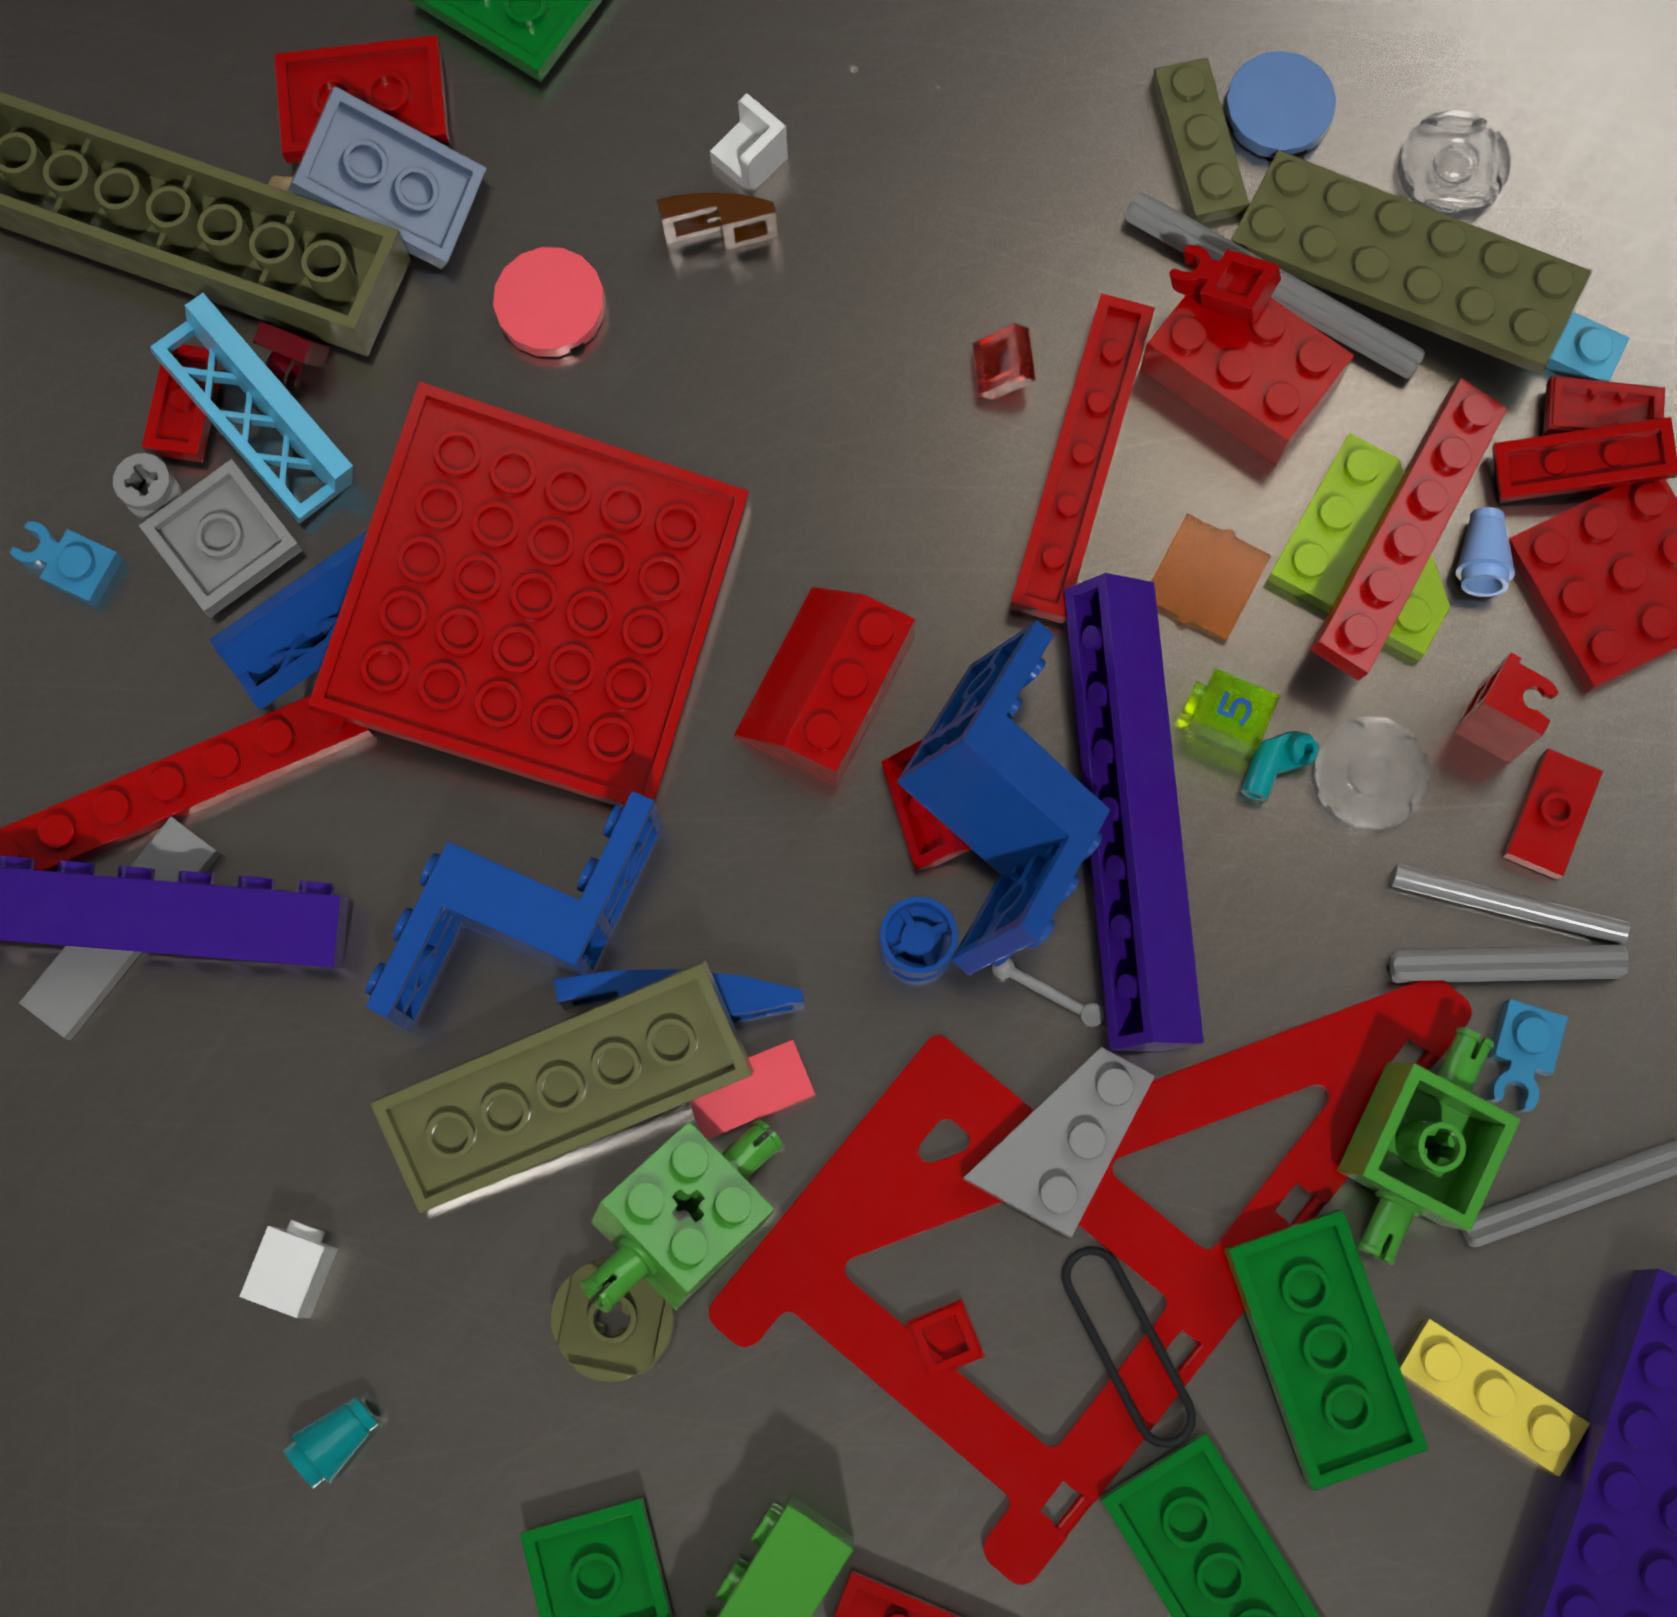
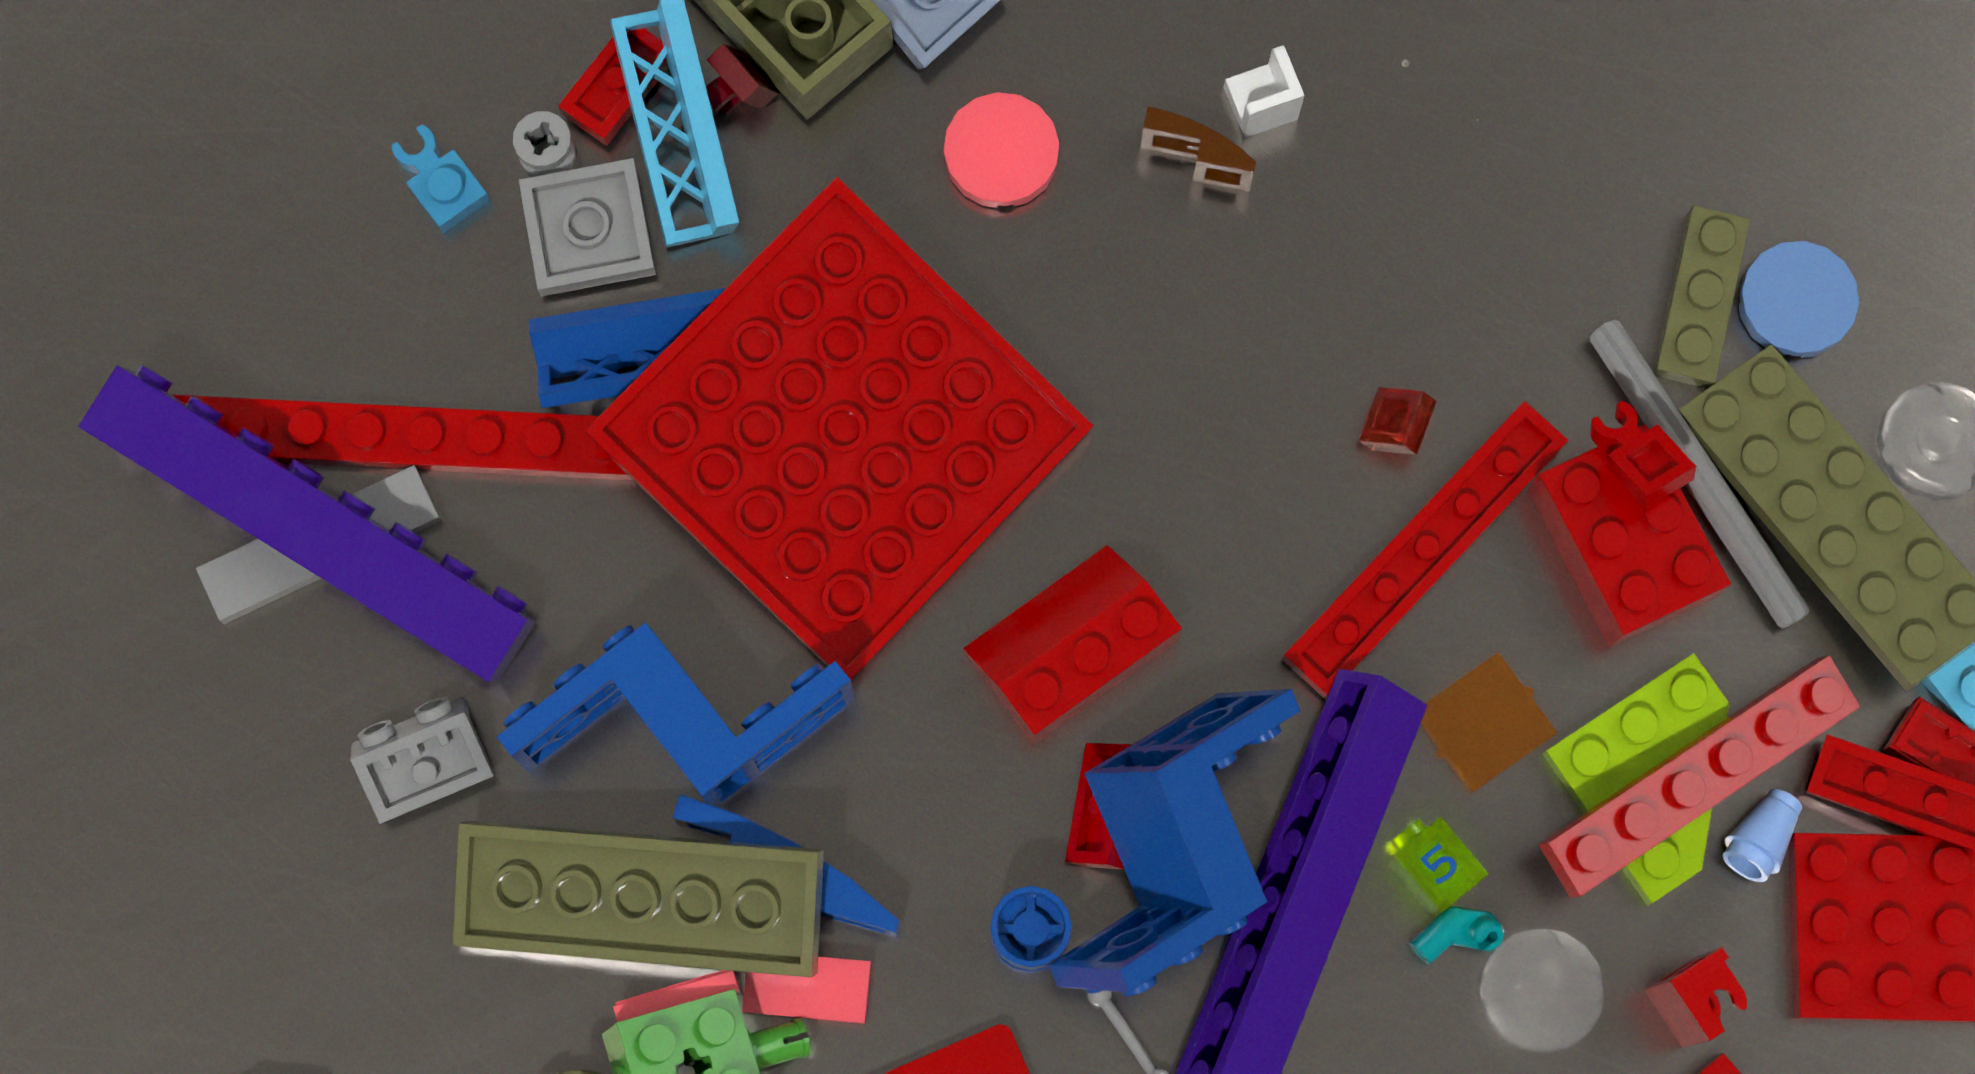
camera: 25 degrees right, 0 degrees up
(289, 1269) = (313, 936): white brick -> none
(305, 1066) = (419, 758): none -> light grey bracket
(639, 1152) = (678, 994): none -> coral tile

